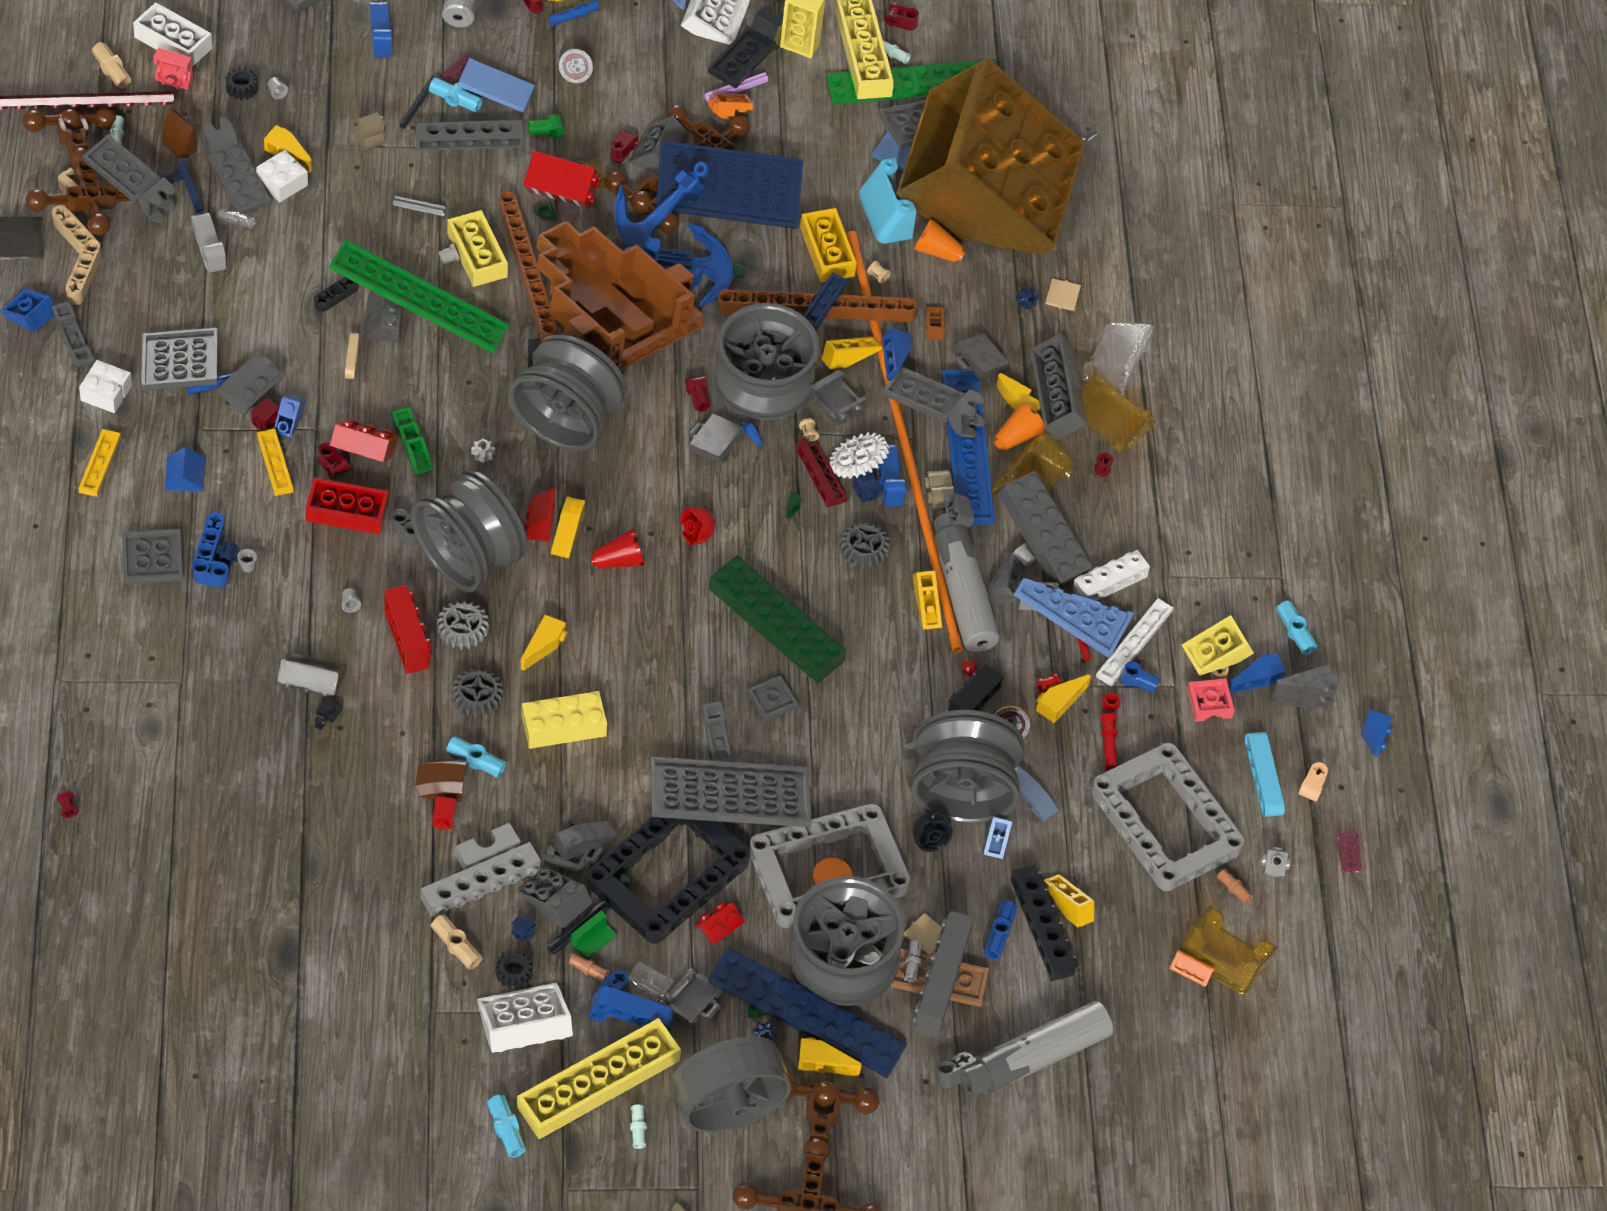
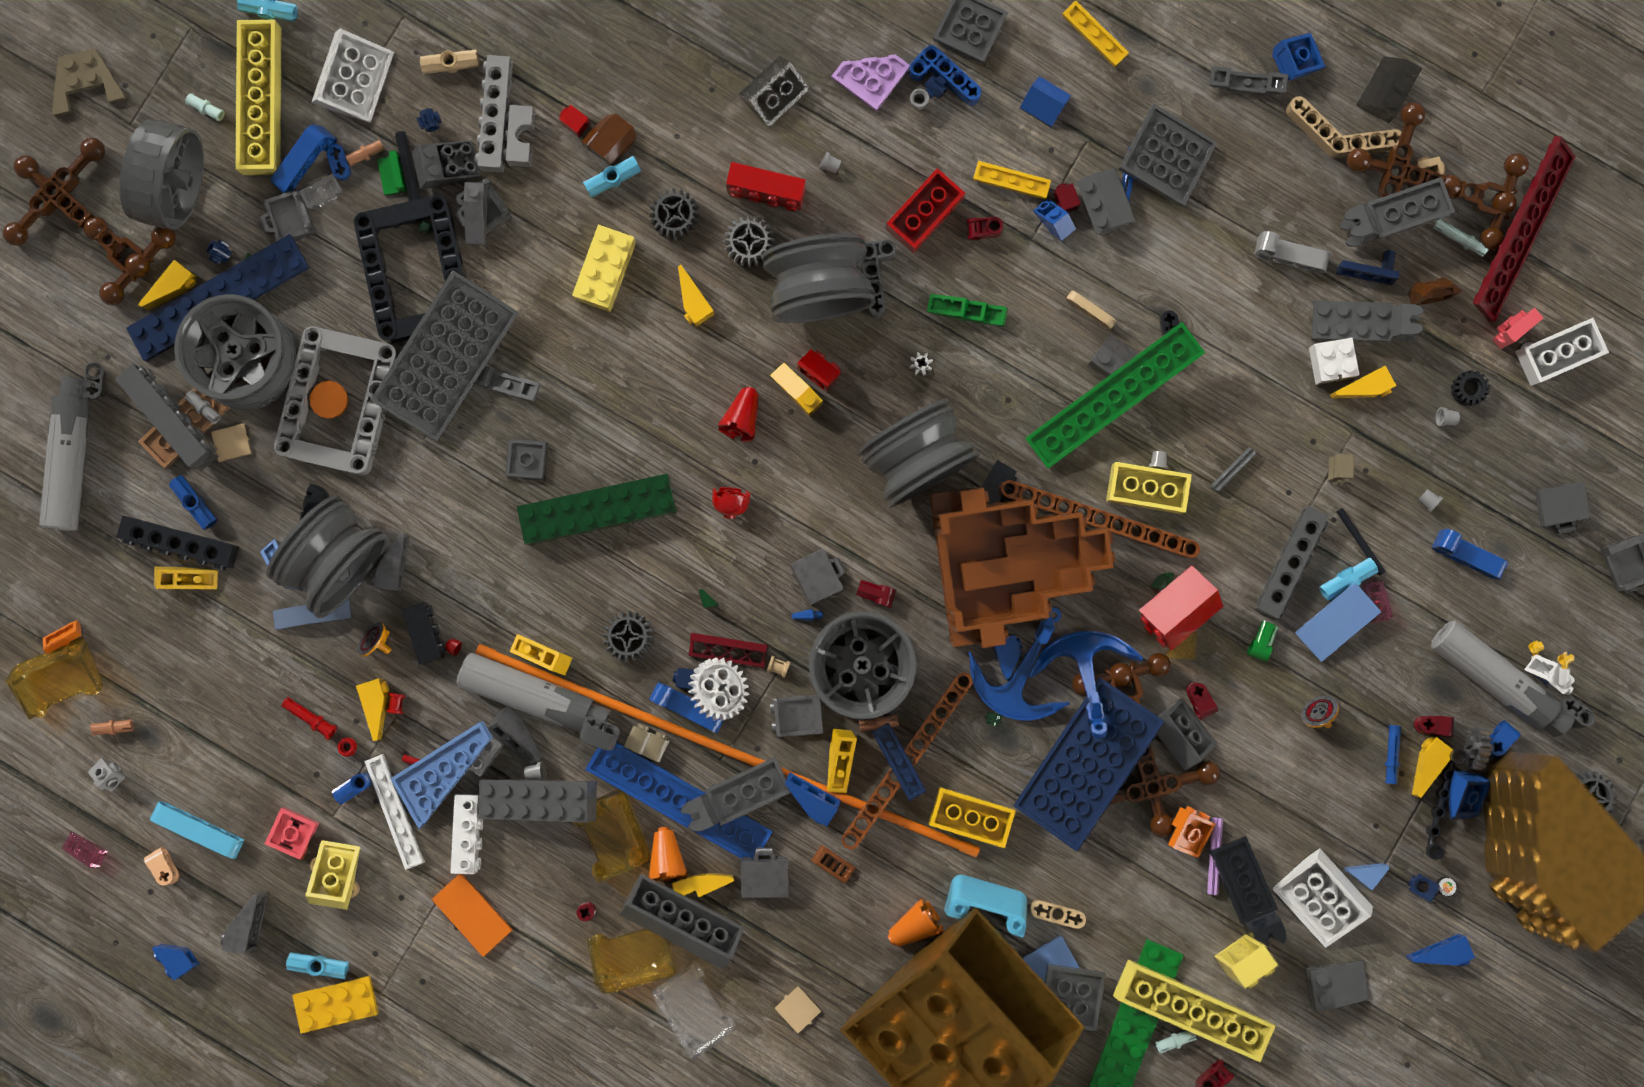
camera: 130 degrees right, 30 degrees up
(102, 386) = (1177, 77): white piece -> none
(111, 65) = (1557, 280): tan piece -> none
(236, 218) = (1308, 296): clear pin -> none
(249, 606) = (871, 78): none -> lavender plate
(327, 711) = (731, 86): black plate -> none
(354, 69) = (1430, 500): none -> light grey piece
(364, 440) = (983, 260): brick -> none
(514, 979) = (389, 88): black tyre -> none
(720, 922) = (342, 280): red bracket -> none
(859, 157) = (1042, 915): none -> tan beam
(878, 272) = (917, 847): tan bush -> none
(1026, 298) = (807, 967): dark blue gear -> none
(1170, 544) = (472, 914): none -> orange tile
(1196, 798) = (152, 716): light grey beam -> none
(1260, 673) = (293, 897): blue slope -> none
(1316, 603) = (335, 1004): none -> yellow plate

